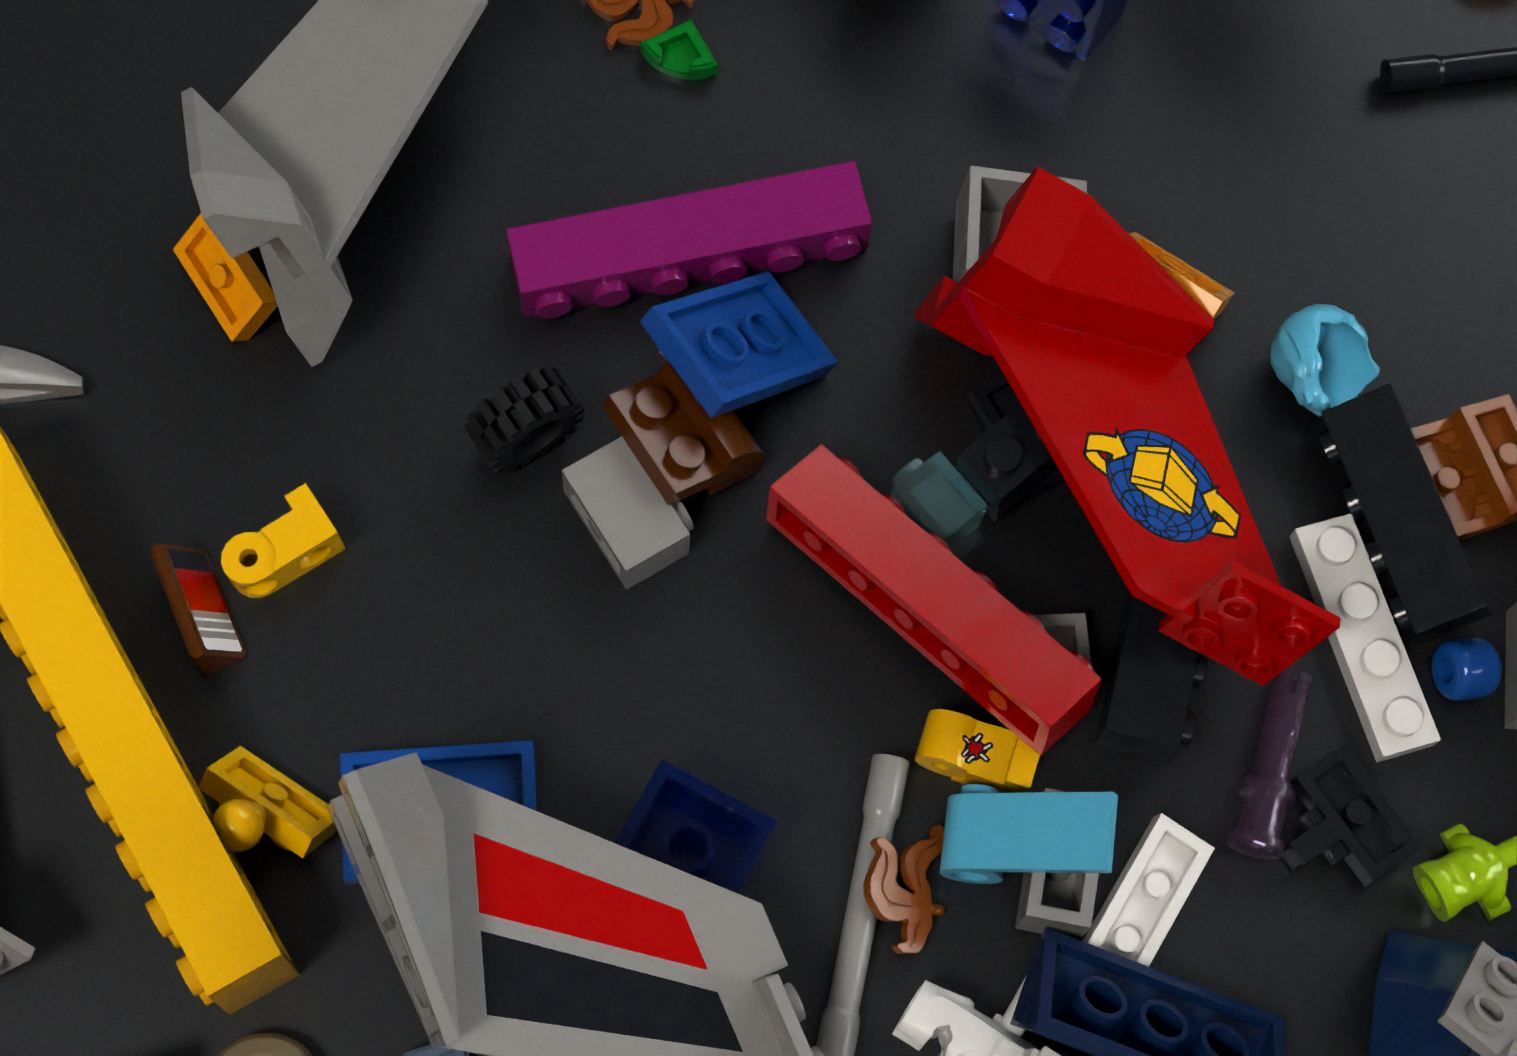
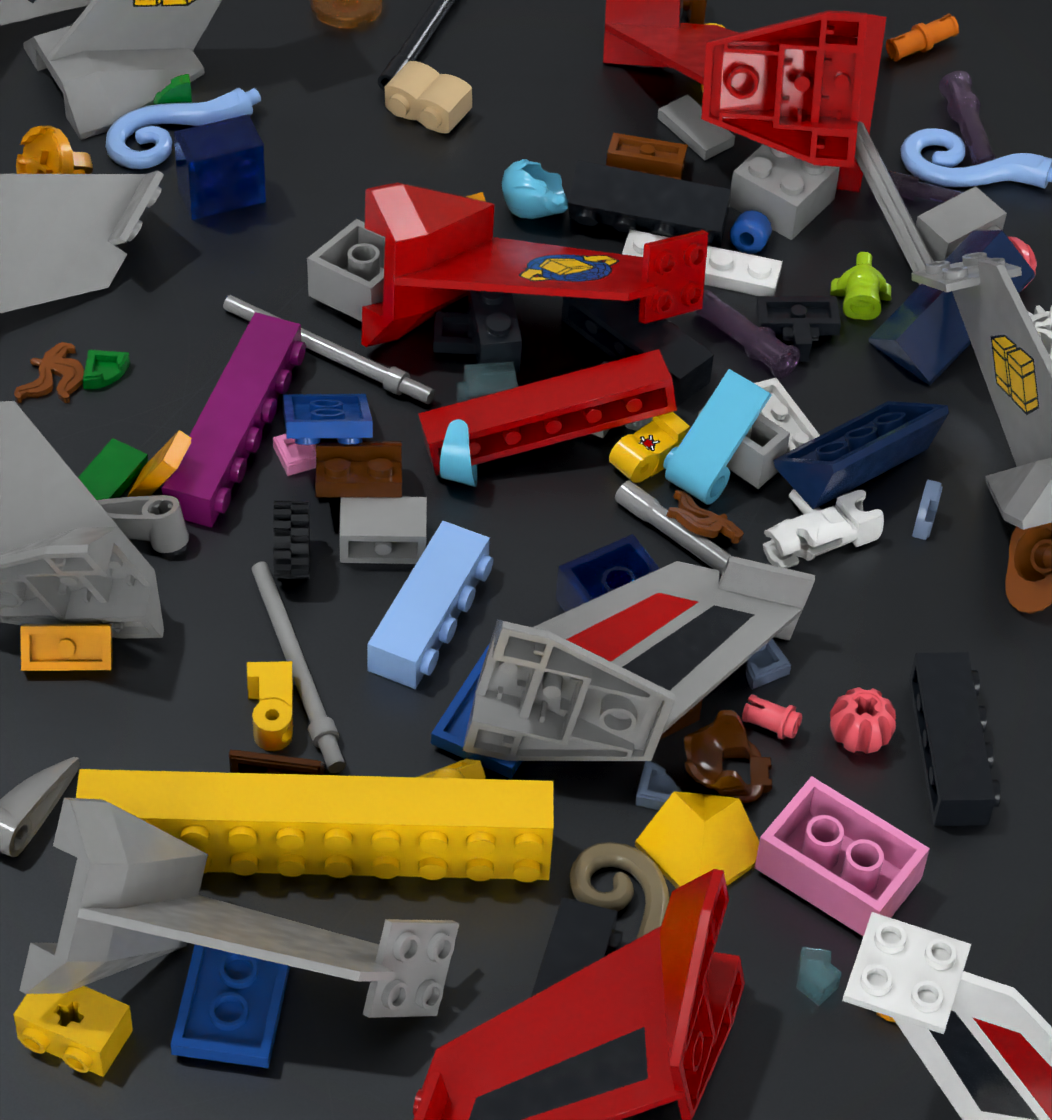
camera: 55 degrees left, 20 degrees down
(285, 624) = (321, 728): none -> light grey bar
(460, 230) = (150, 519): none -> light grey piece
(513, 161) = (113, 470): none -> green tile
(536, 209) = (161, 466): none -> light orange tile
(543, 635) = (429, 605): none -> light blue brick
(774, 528) = (455, 455): none -> medium azure helmet
(885, 379) = (393, 379): none -> light grey bar
(1393, 136) = (428, 97): none -> tan brick

